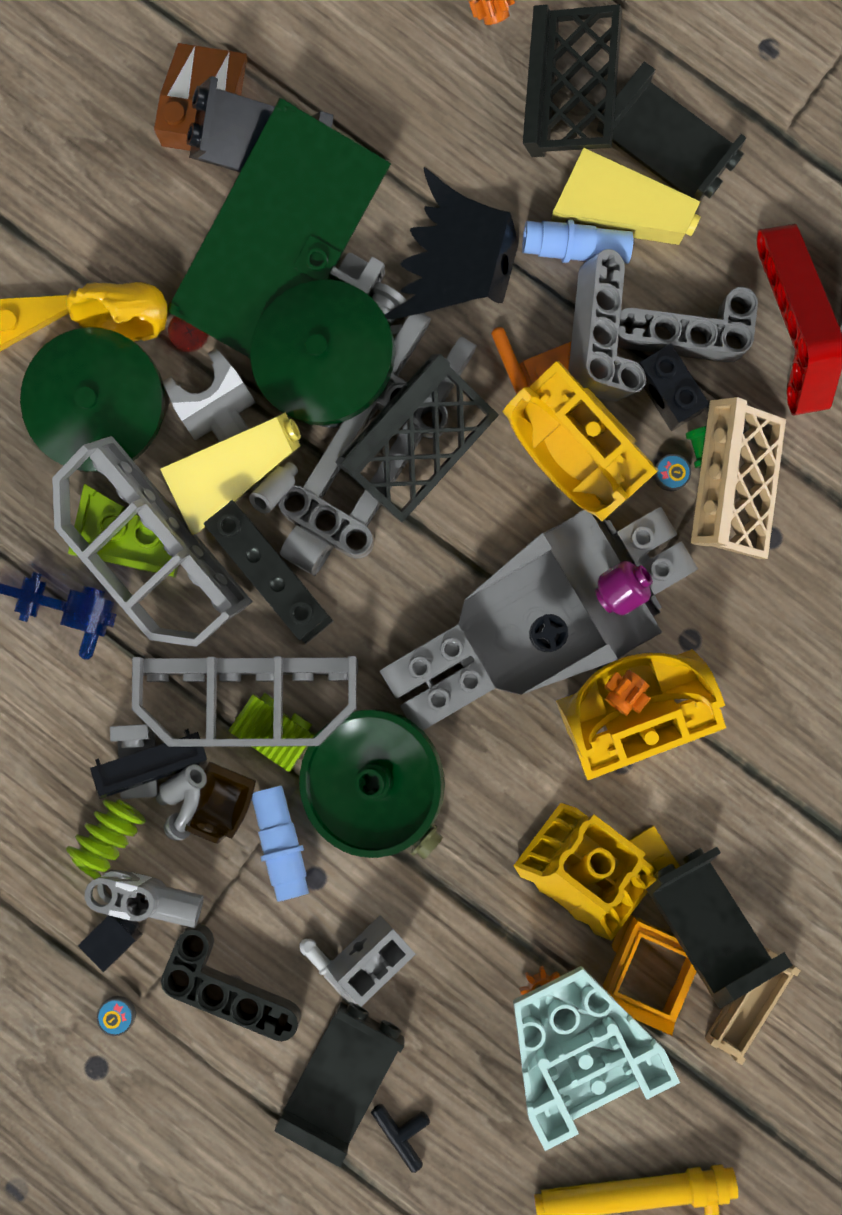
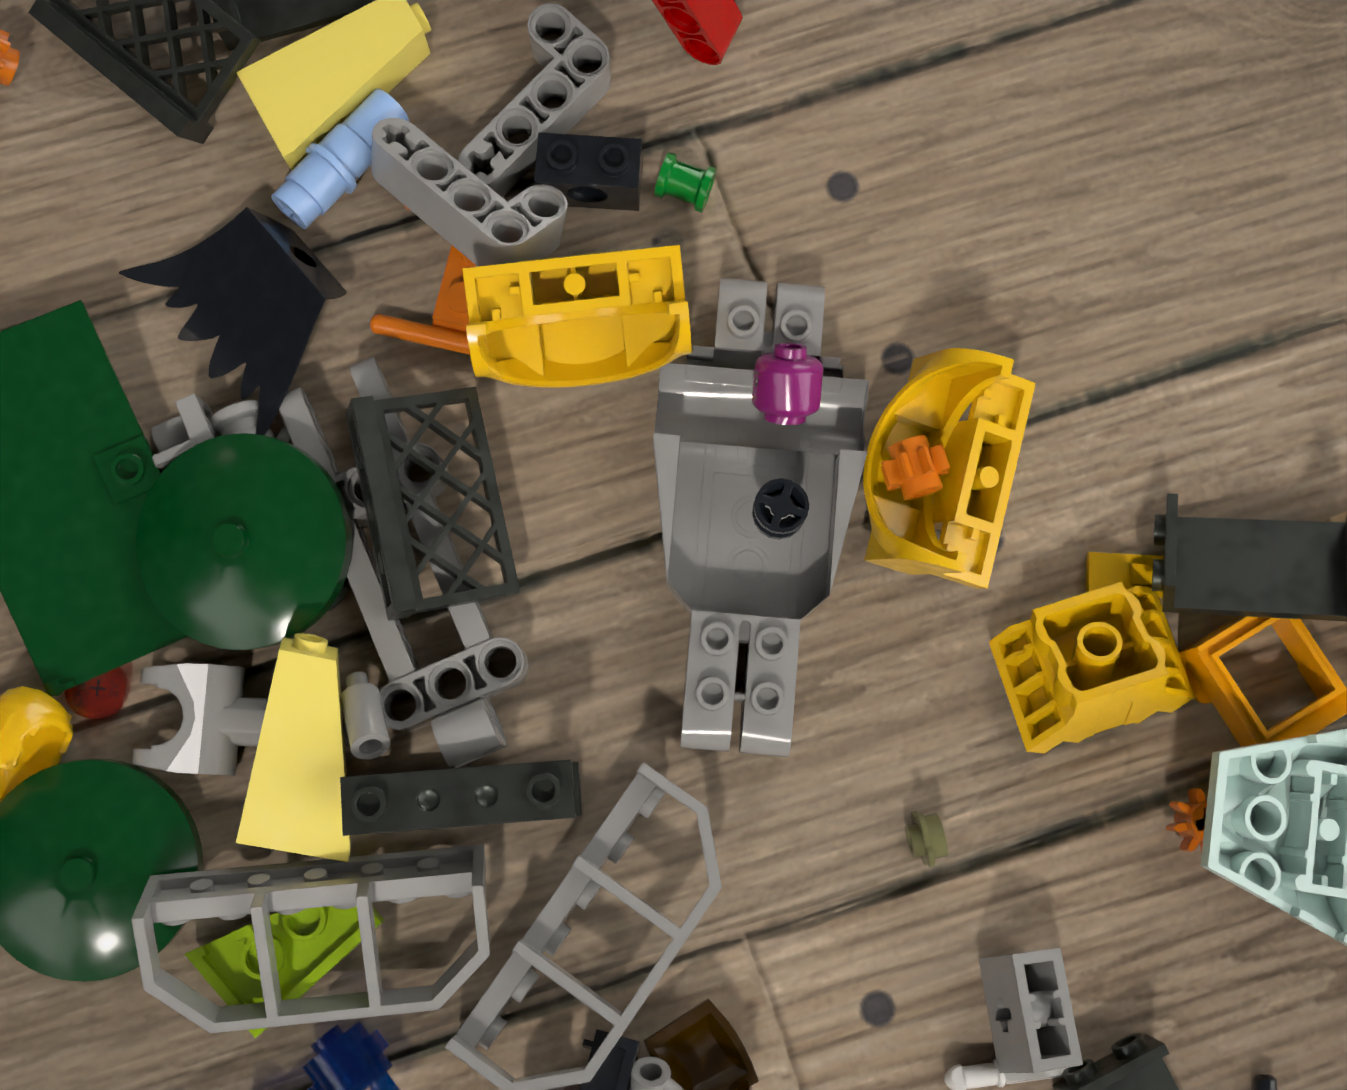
camera: 55 degrees left, 5 degrees down
(257, 723) = (638, 943): lime brick -> none
(280, 844) = (809, 1024): light blue piece -> none
(372, 784) = (813, 854): dark green dish -> none
(673, 472) = (694, 238): tile -> none
(721, 477) = (737, 185): tan fence -> none

